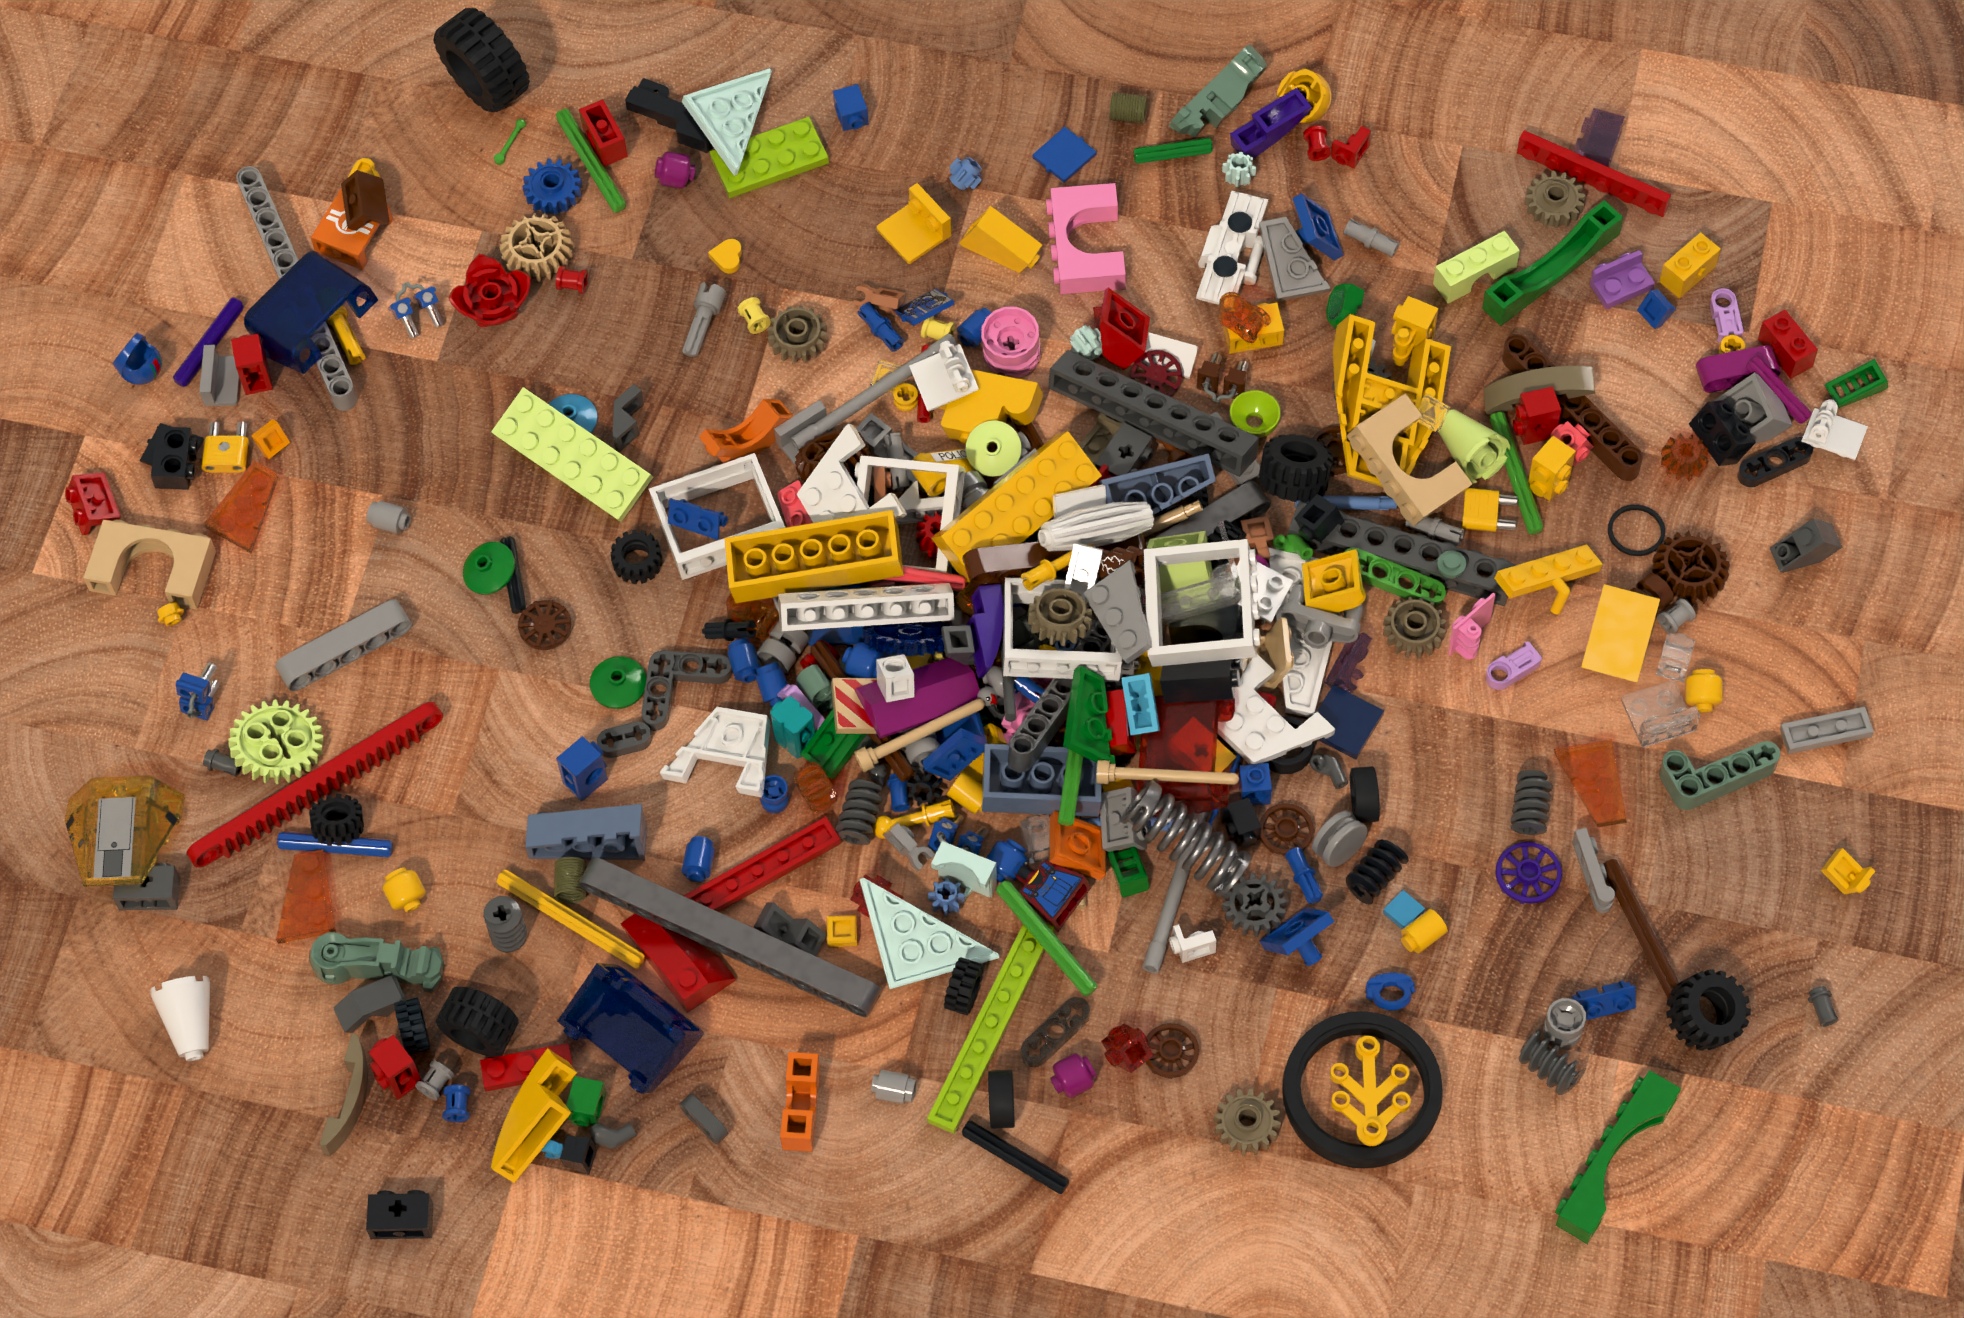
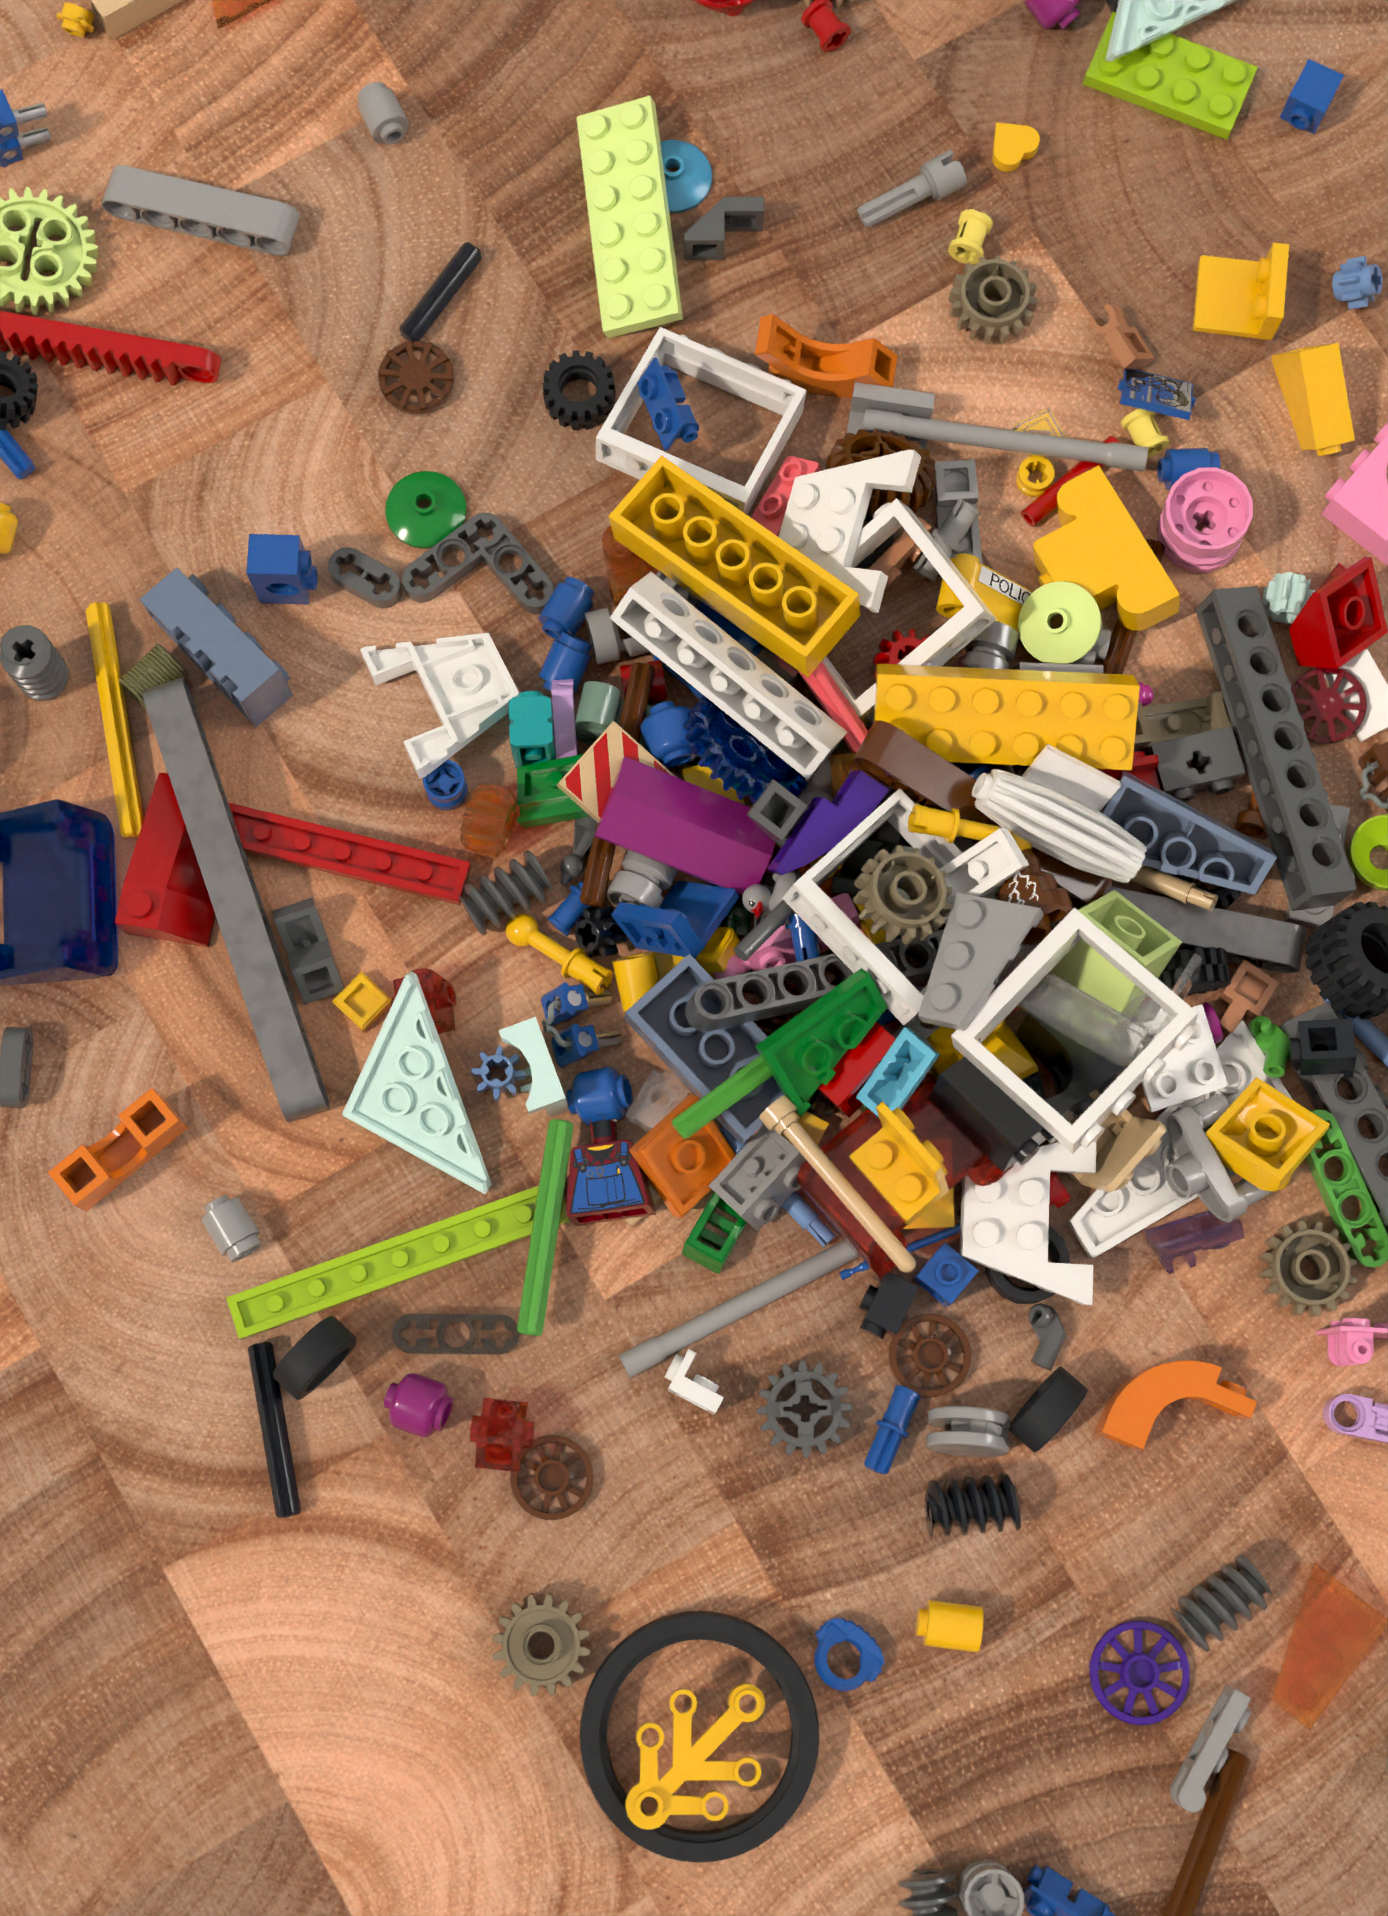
camera: 40 degrees right, 15 degrees up
(494, 574) = (423, 262): green dish -> none
(698, 859) = (299, 780): blue brick -> none
(729, 629) = (584, 561): black axle -> none
(868, 757) = (566, 844): tan piece -> none
(881, 327) = (1090, 373): blue pin -> none
(895, 678) = (669, 787): white brick -> none
(903, 841) = (519, 965): light grey plate -> none
(916, 507) = (911, 604): white slope -> none
(944, 376) = (1089, 492): white hinge -> none
(963, 986) = (407, 1193): black tyre -> none
(1152, 801) = (786, 1277): flat silver piece -> none
(1184, 735) = (901, 1167): none -> yellow bracket
(1297, 934) = (811, 1493): blue tile -> none
(1352, 719) = (1126, 1299): dark blue tile -> none
(1402, 758) = (1143, 1396): none -> orange arch
(1403, 909) = (958, 1577): dark azure tile -> none

